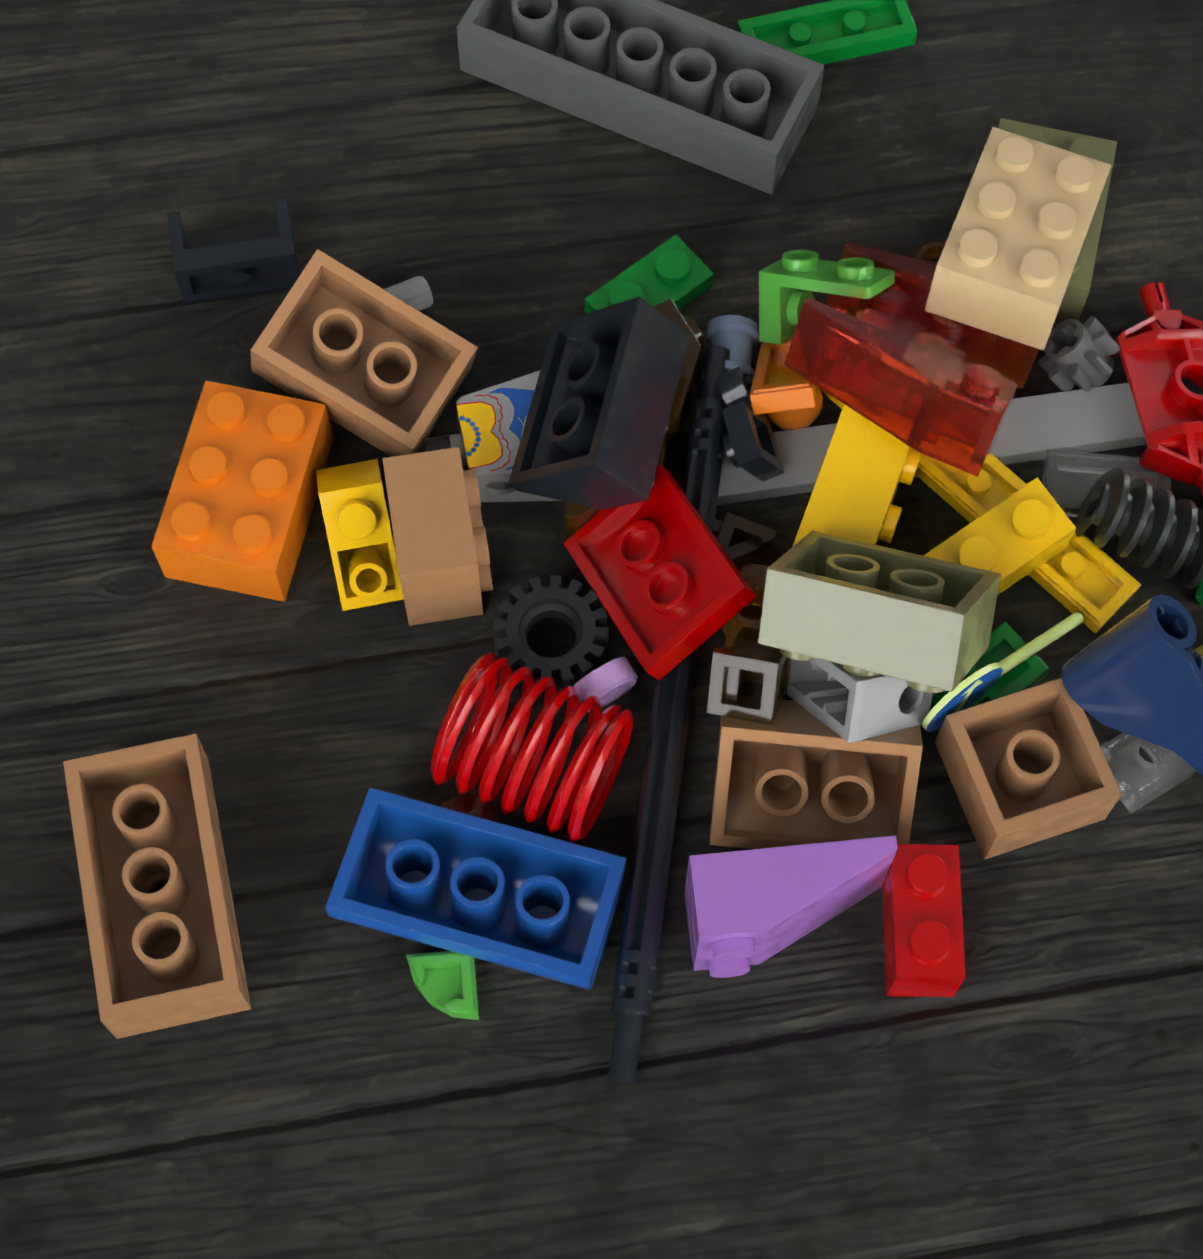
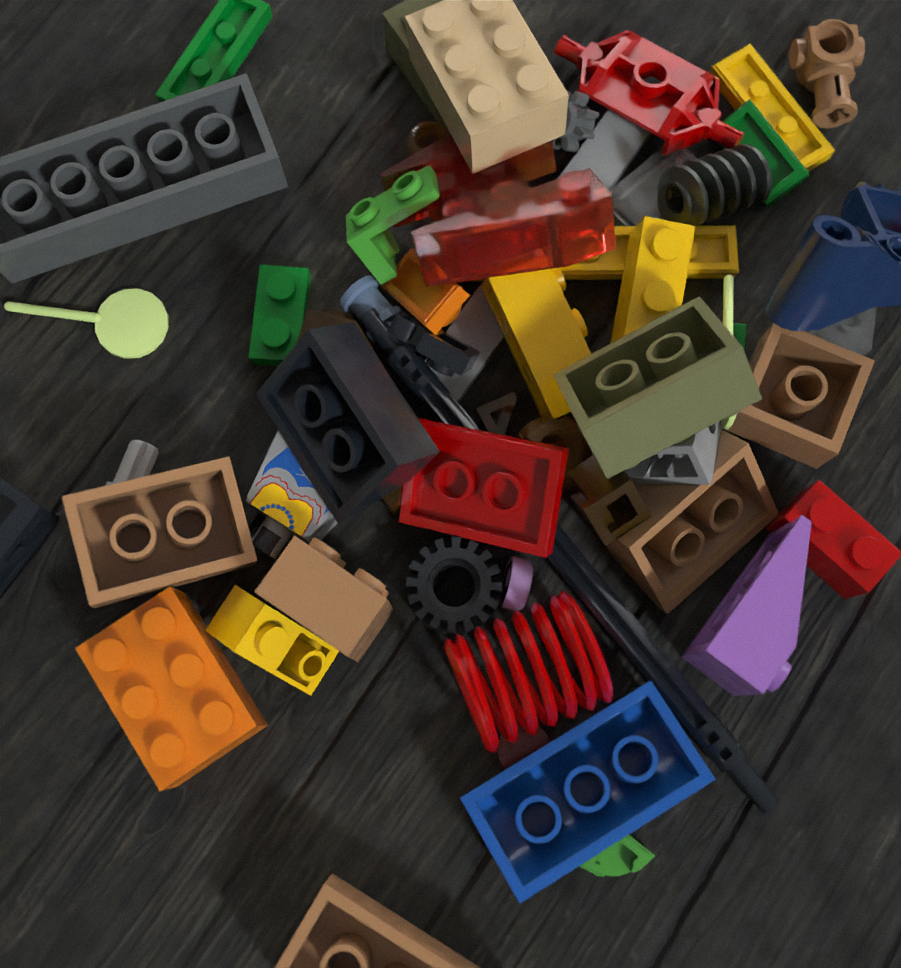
camera: 45 degrees left, 10 degrees up
(516, 185) = (125, 324): none -> yellowish green piece

